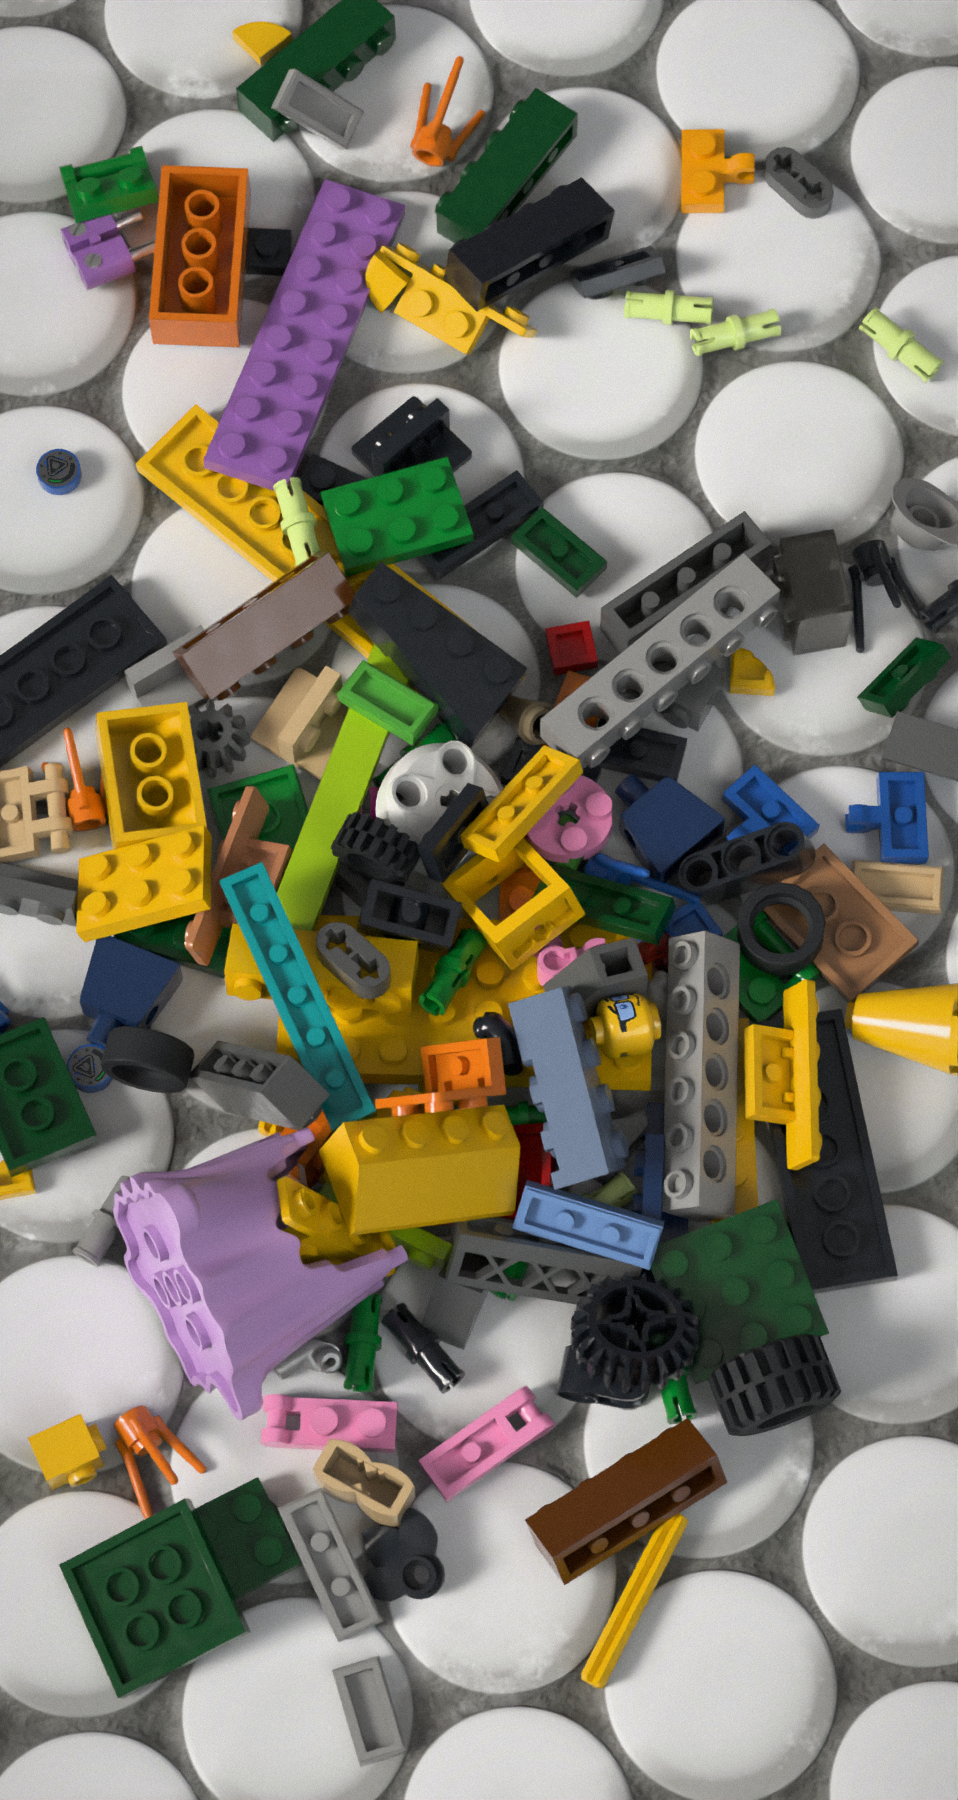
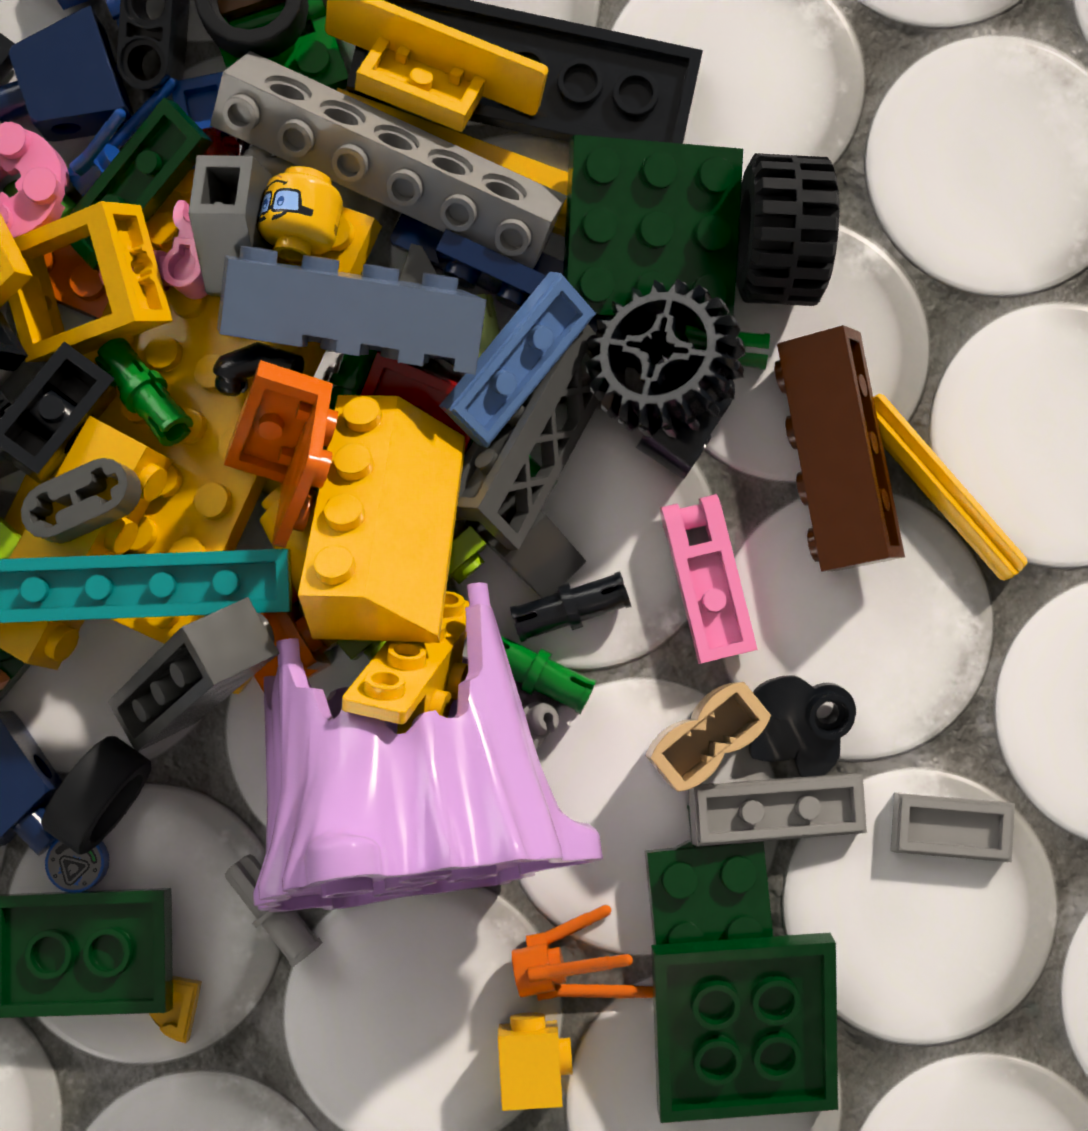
camera: 75 degrees left, 15 degrees up
(360, 1422) = (615, 744): bright pink plate -> none

